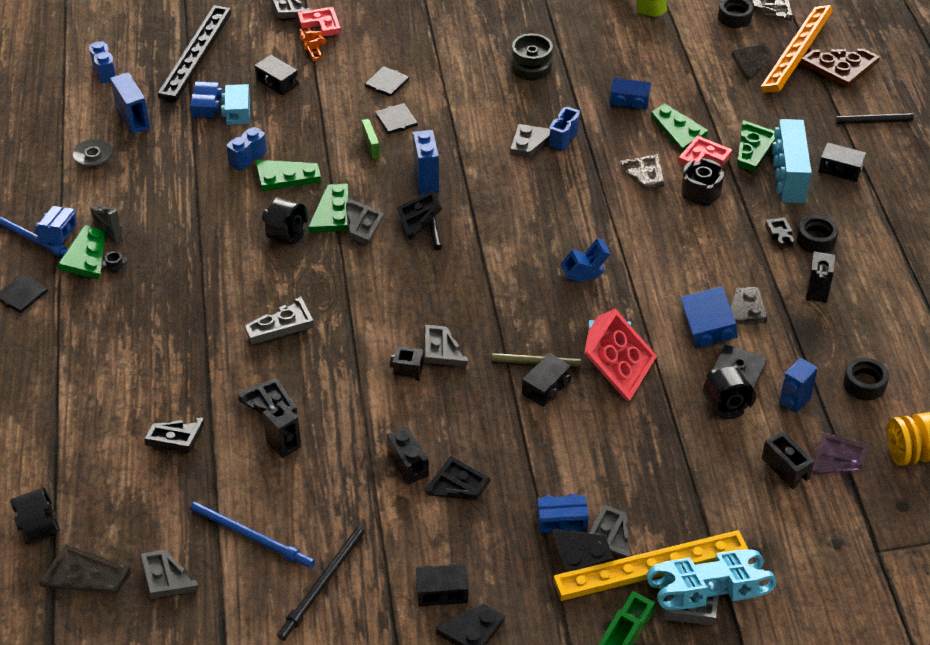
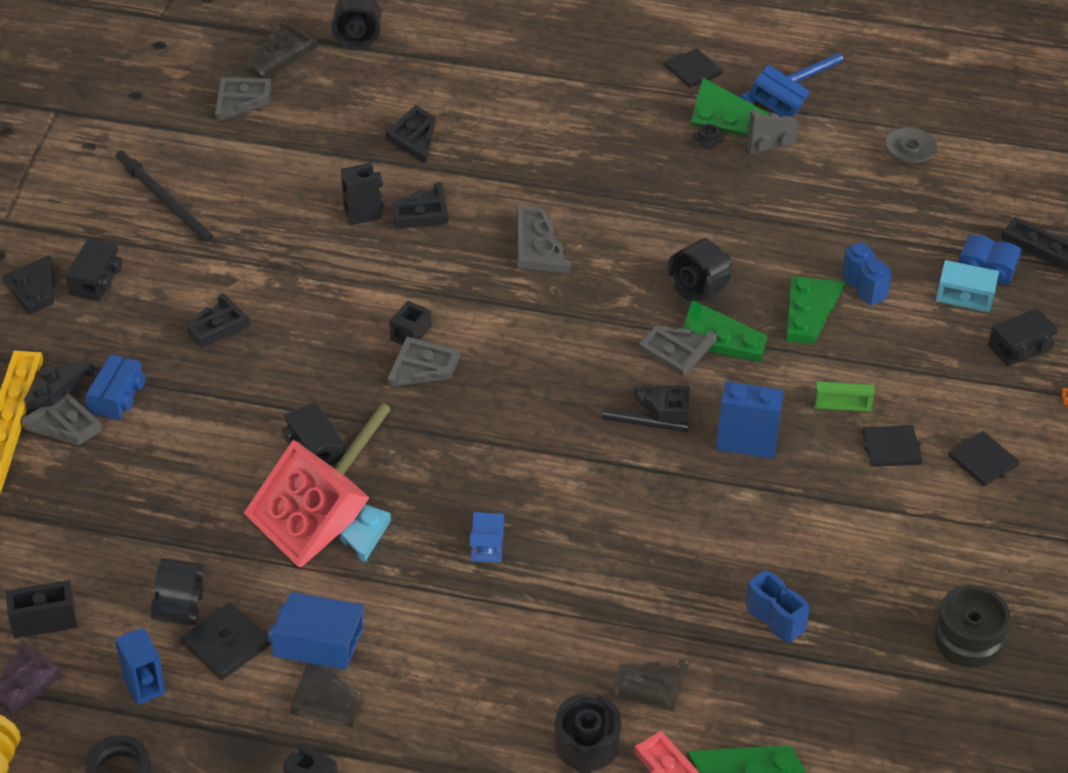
camera: 110 degrees right, 0 degrees up
(130, 103) = (989, 180): blue brick -> none
(290, 553) = (212, 181): blue bar -> none
(404, 452) = (273, 287): black brick -> none
(528, 140) = (793, 571): wing -> none
(630, 93) = (843, 730): blue brick -> none

